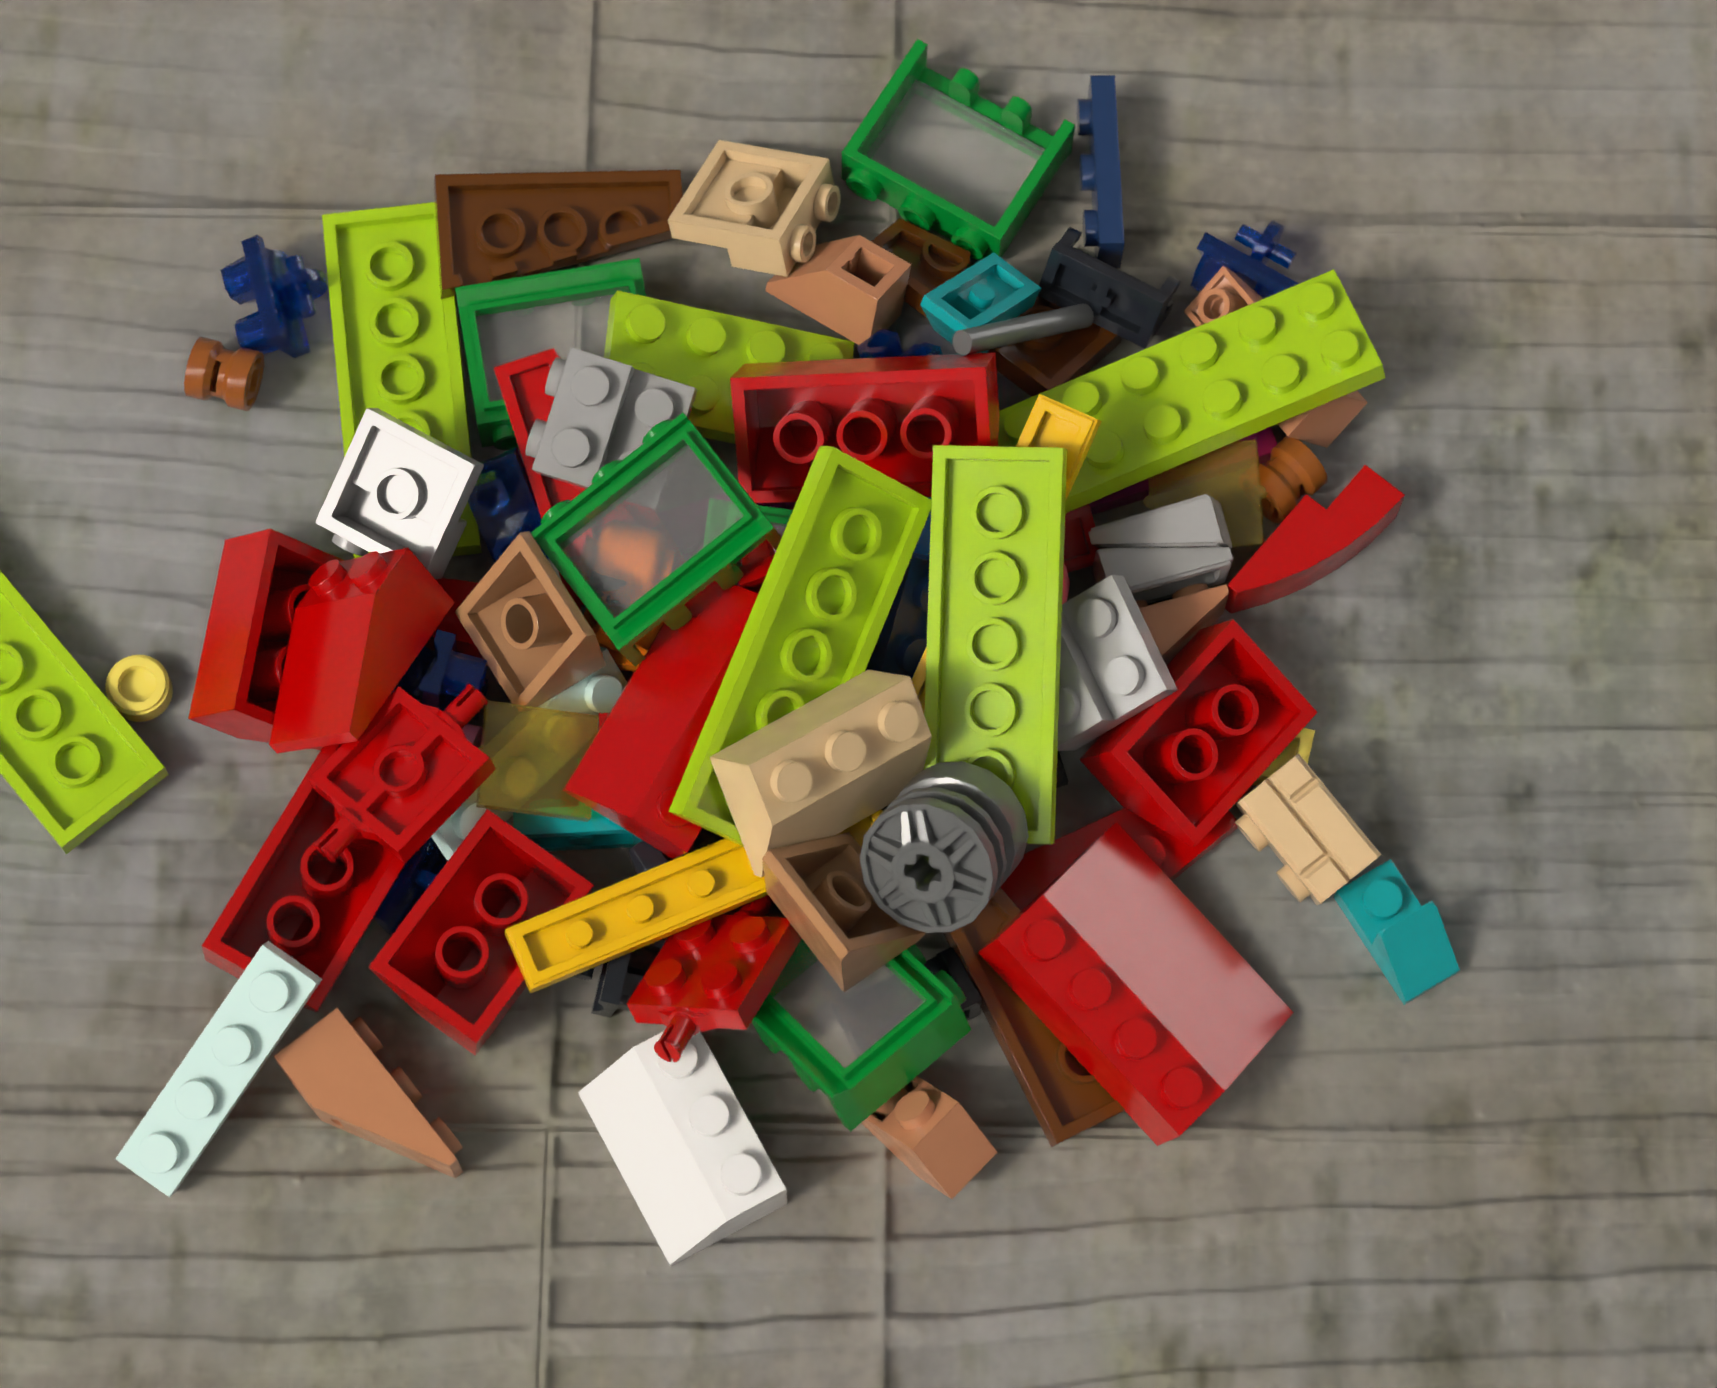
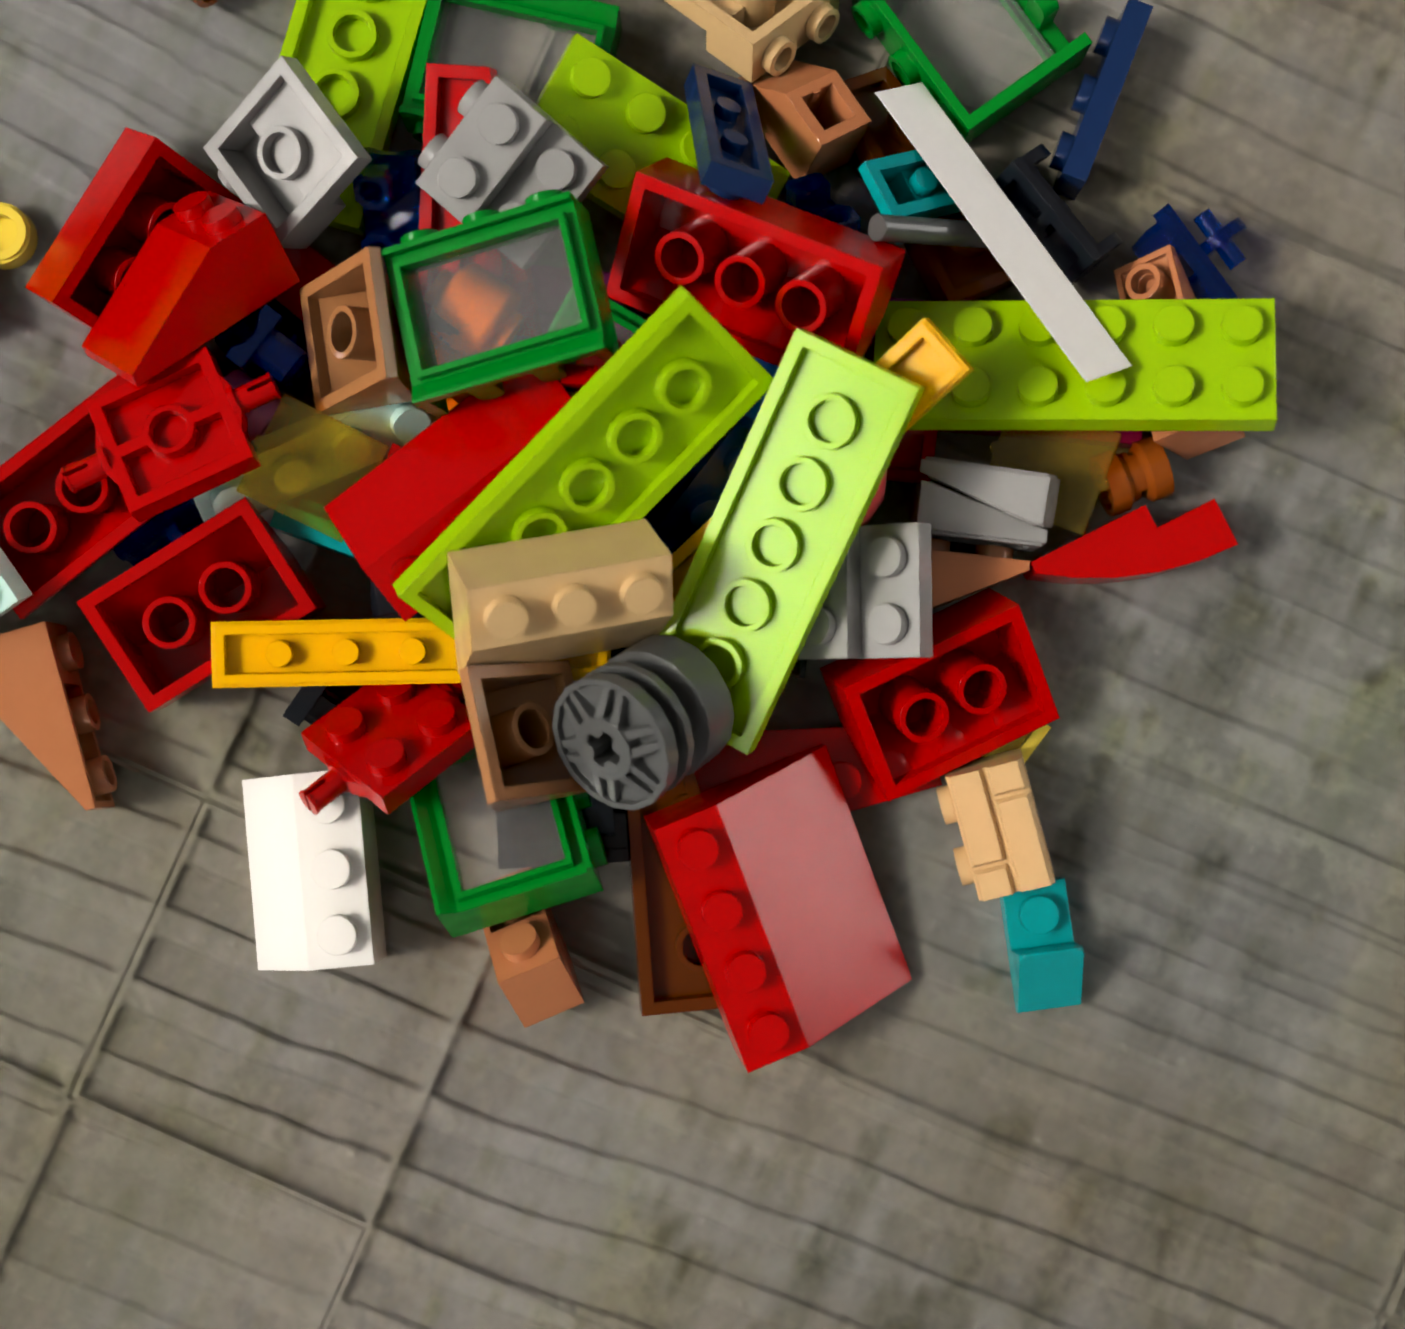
camera: 25 degrees right, 15 degrees up
(792, 321) = (727, 135): none -> dark blue plate
(1071, 307) = (1004, 232): none -> white sticker

